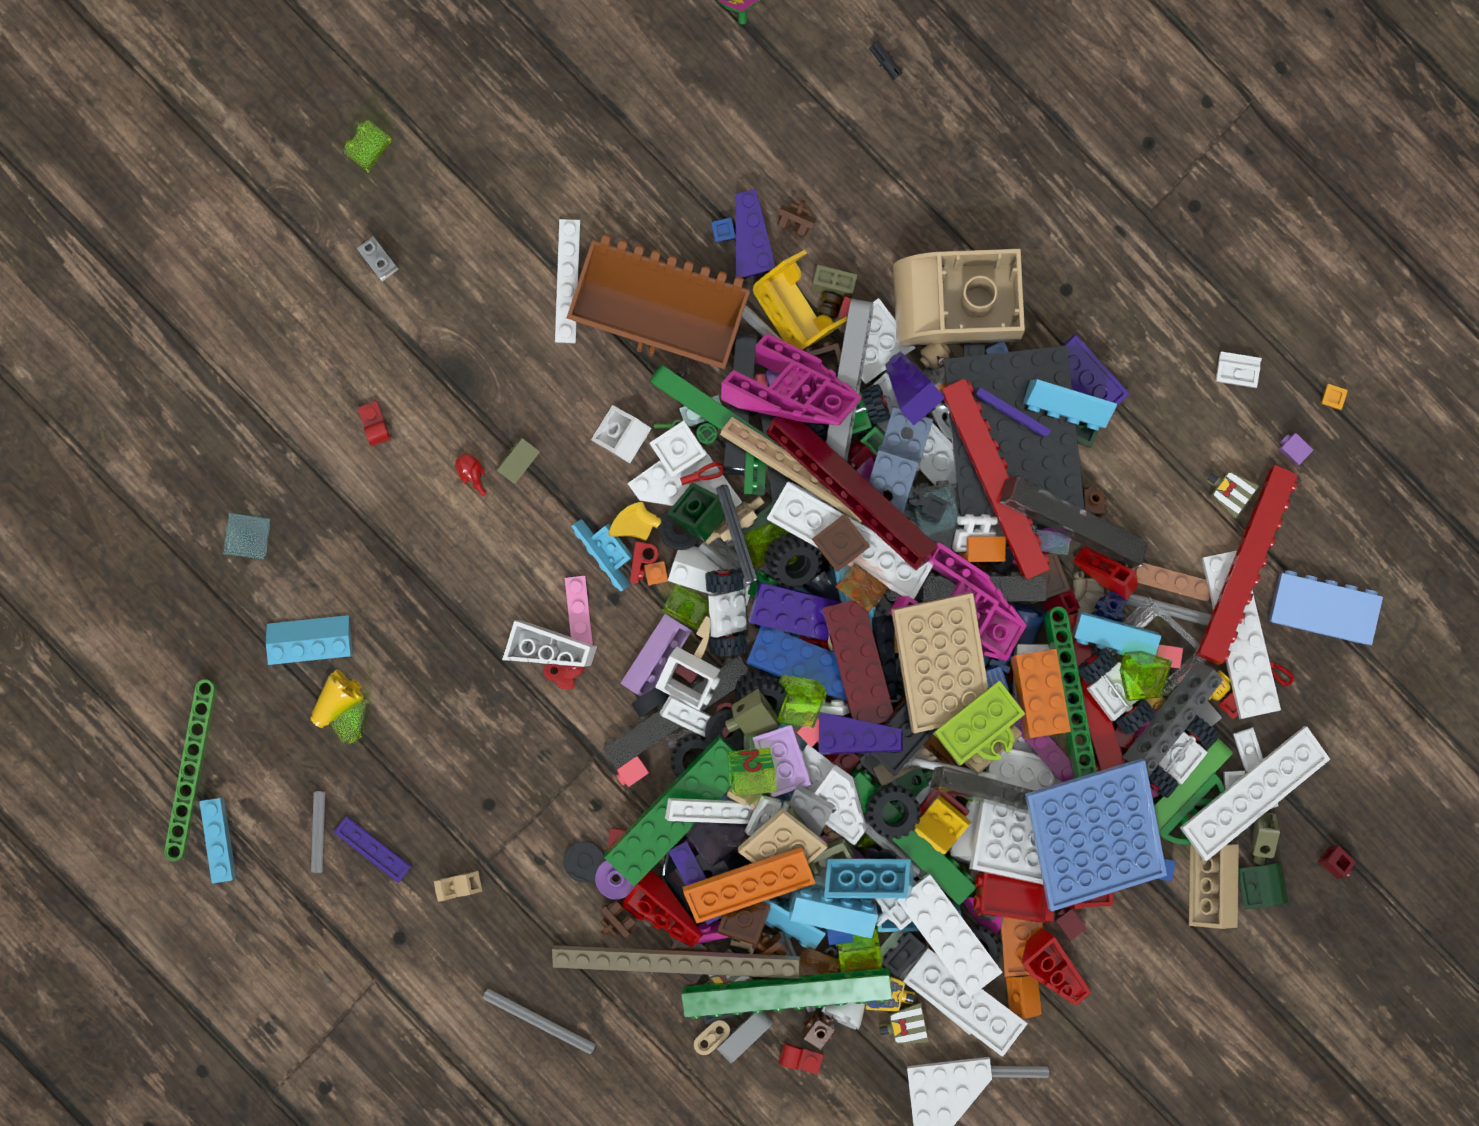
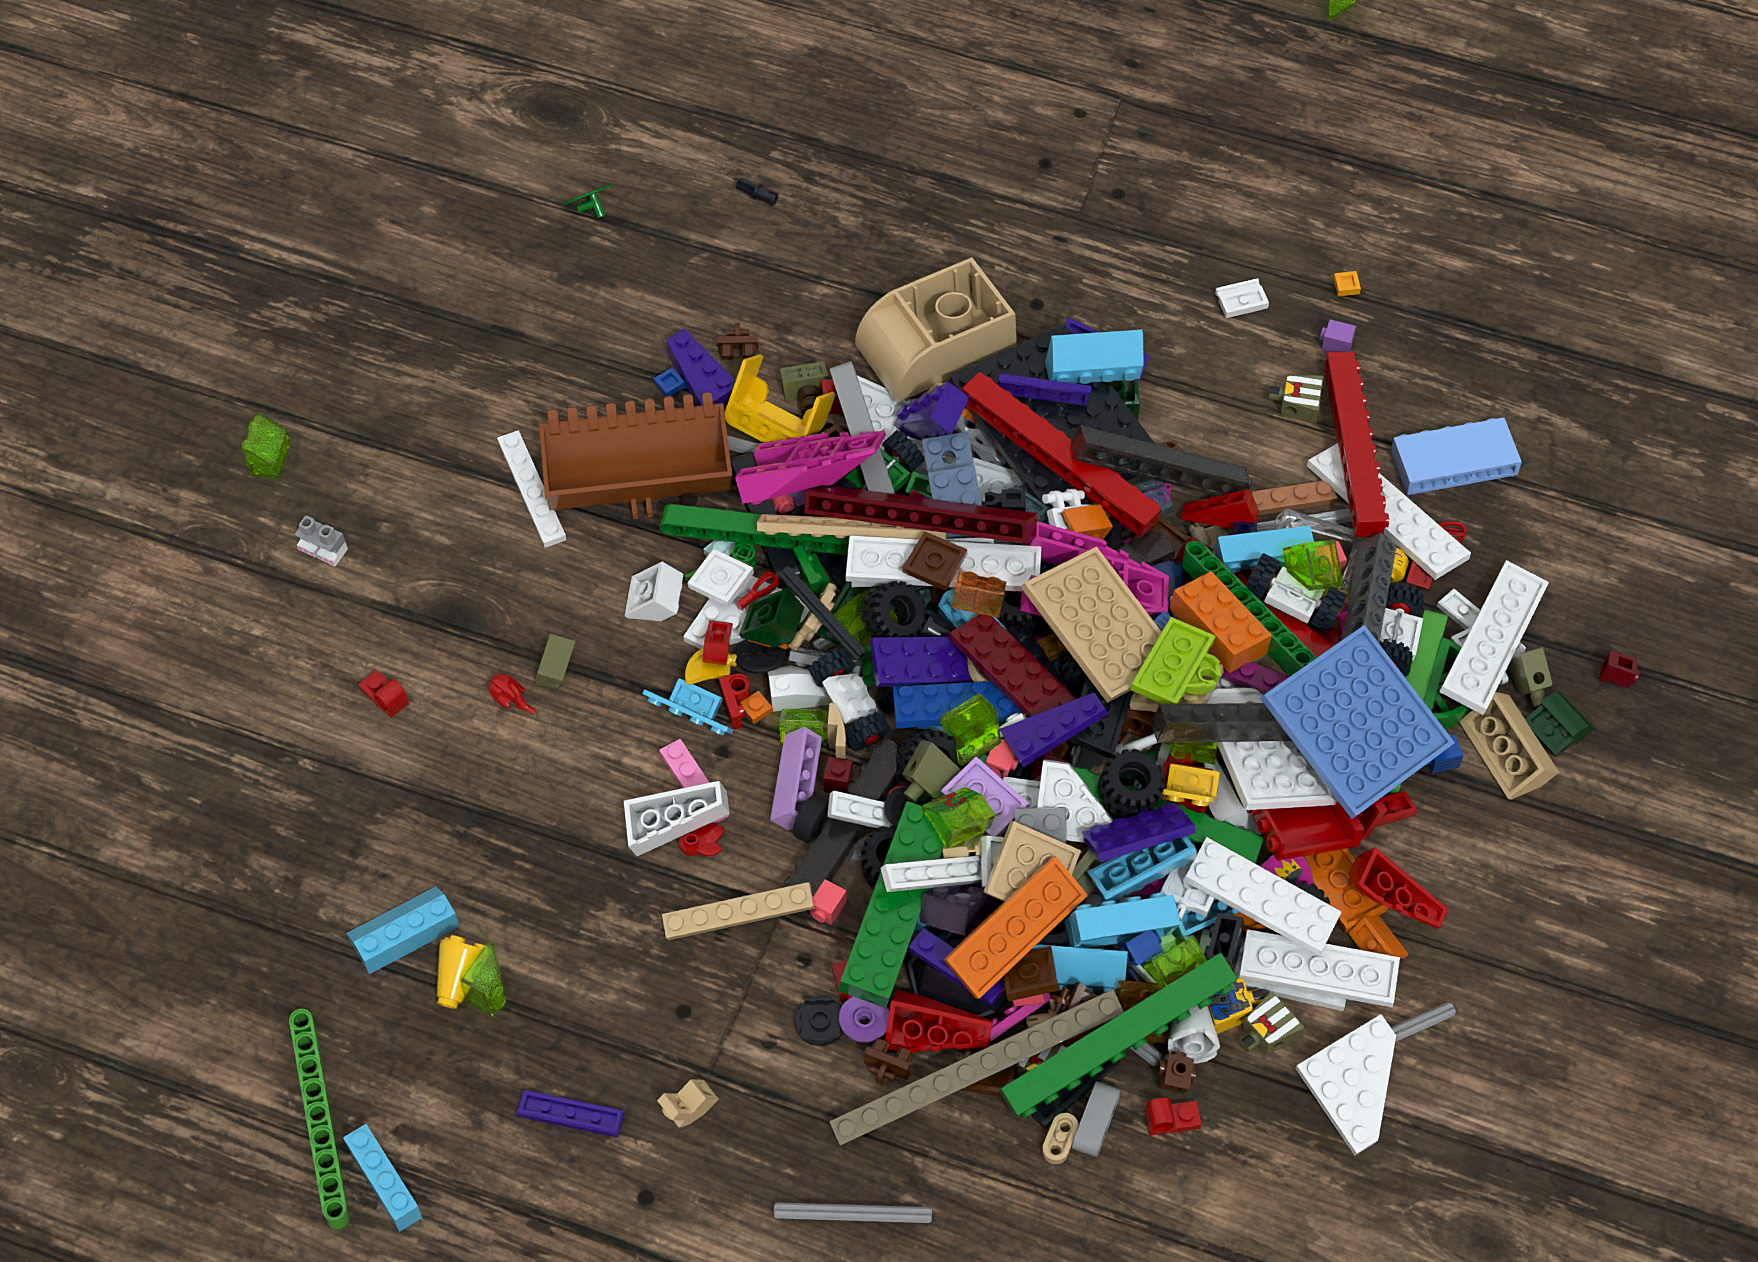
camera: 25 degrees left, 30 degrees down
(246, 536) = (286, 856): clear light blue plate -> none
(318, 831) = (498, 1121): light grey axle -> none
(562, 749) = (738, 911): none -> tan plate
(649, 508) = (717, 642): none -> red plate
(680, 690) = (816, 769): white window -> none
(876, 856) = (1138, 832): none -> dark purple plate
(1069, 923) = (1385, 841): dark red brick -> none

